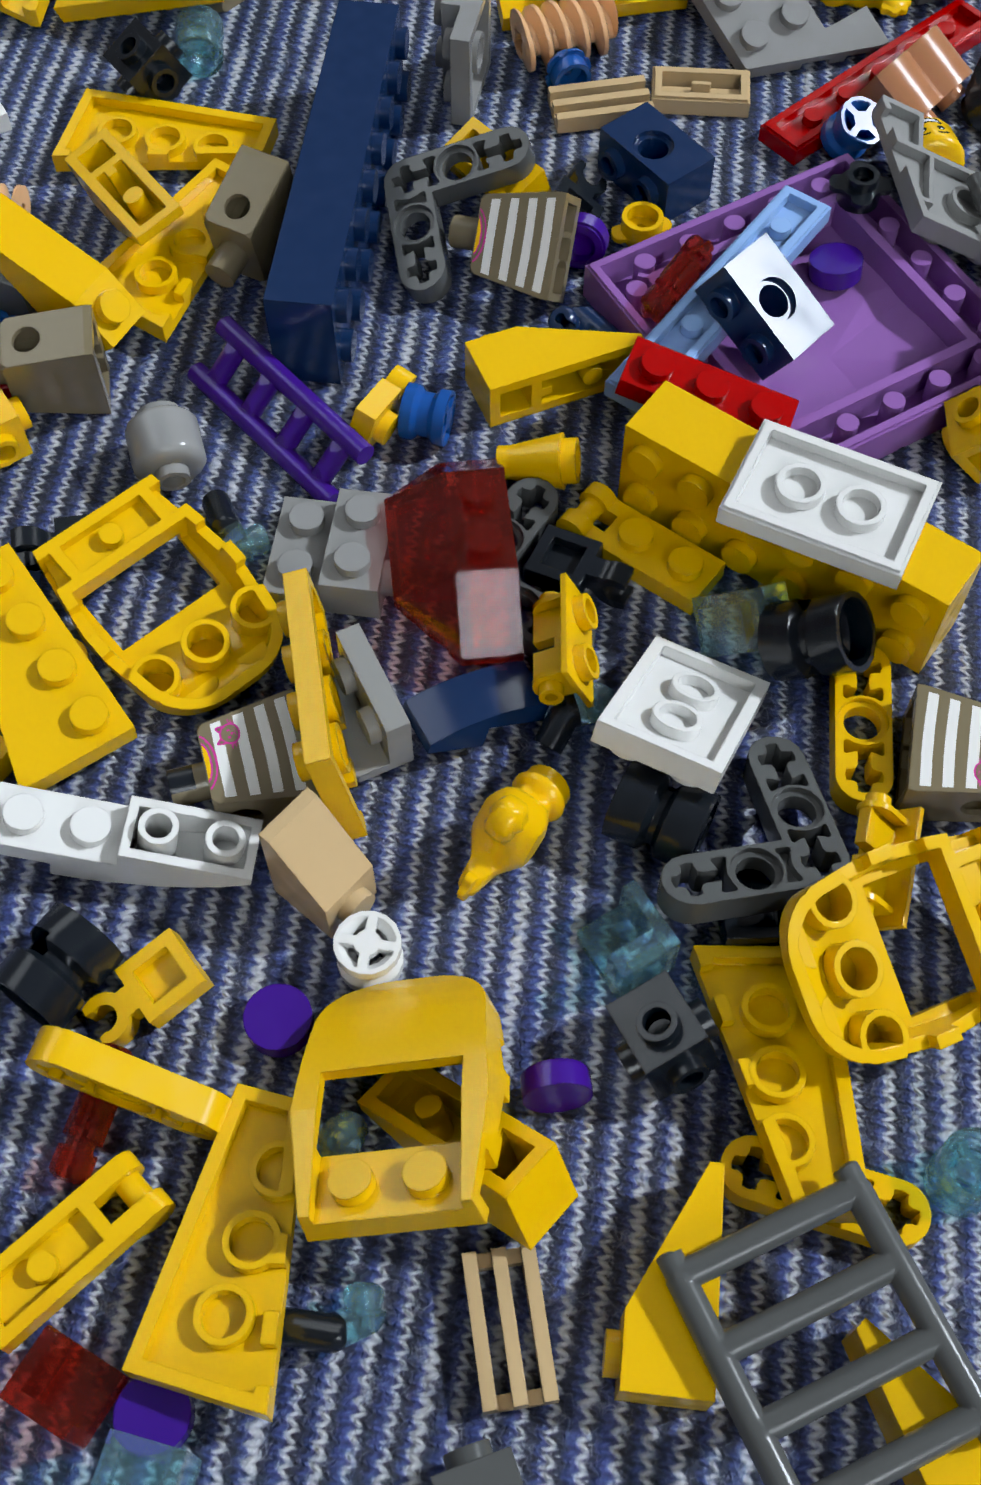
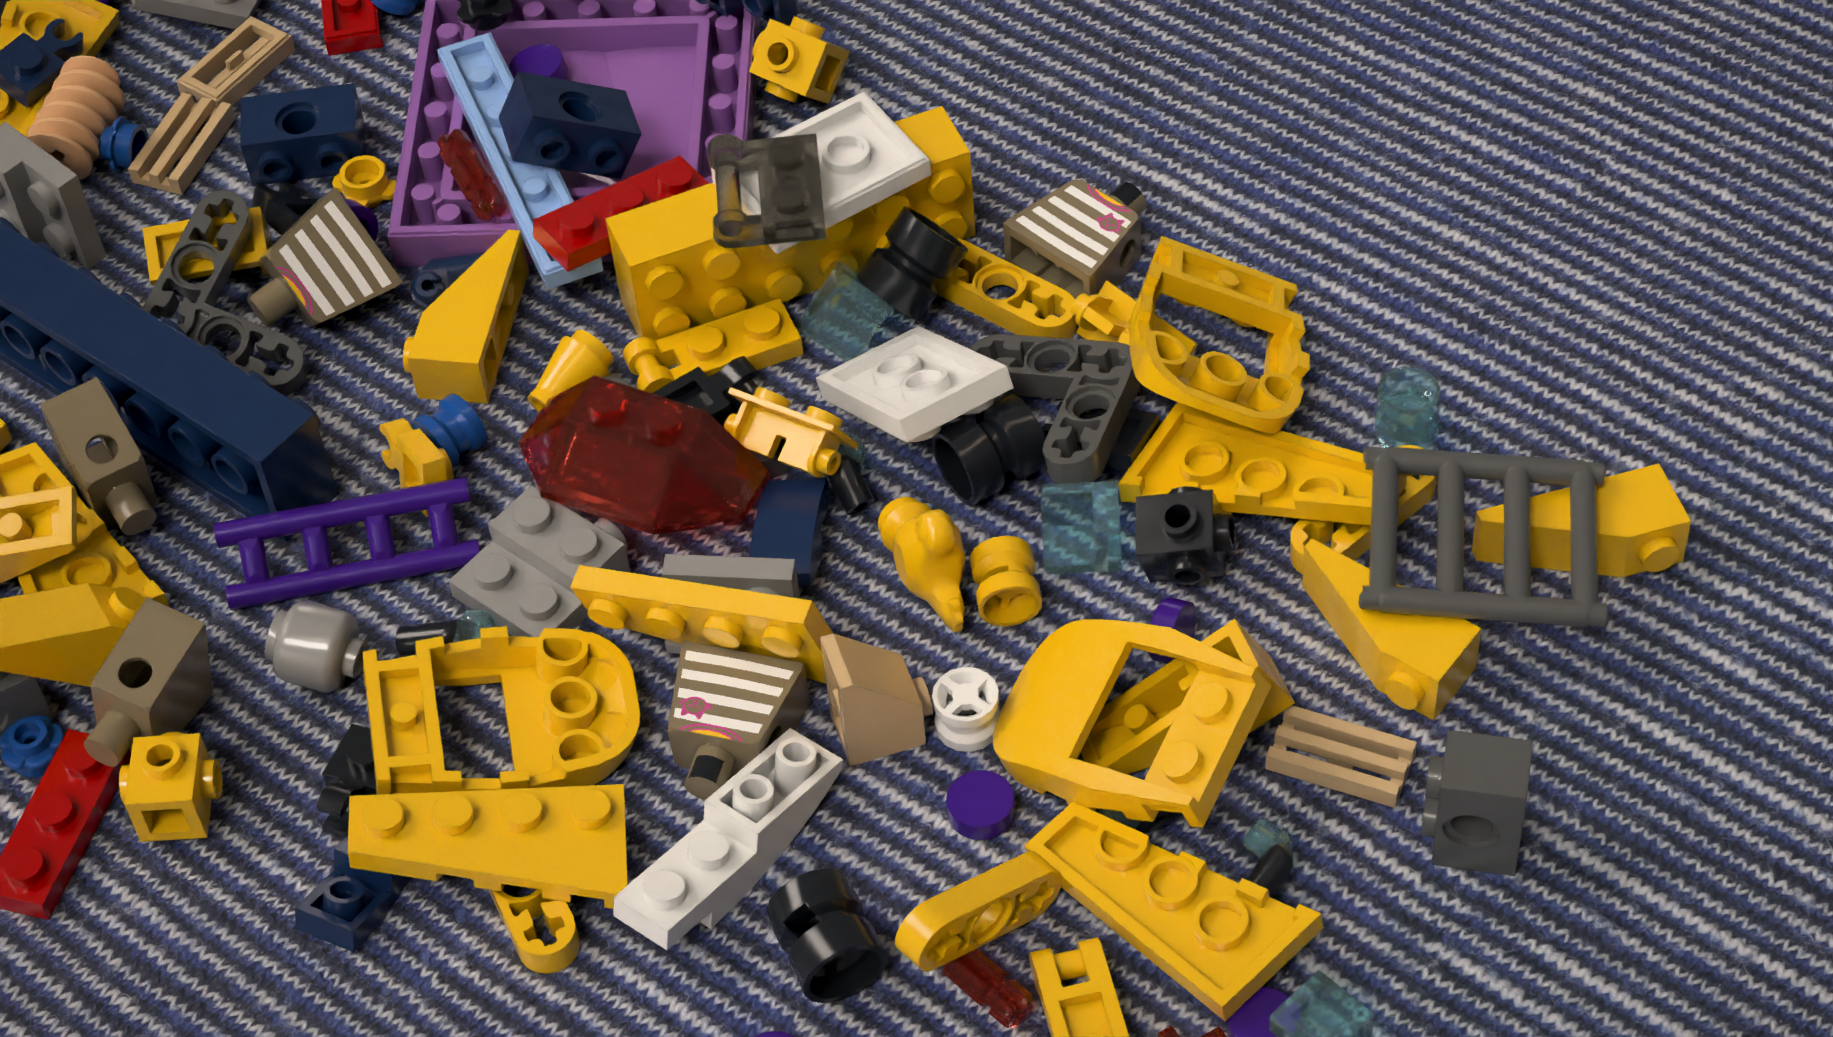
camera: 55 degrees left, 10 degrees down
(157, 986) = (888, 872): yellow plate -> none
(526, 908) = (1006, 582): none -> yellow wheel
(768, 487) = (787, 189): none -> clear smoke plate

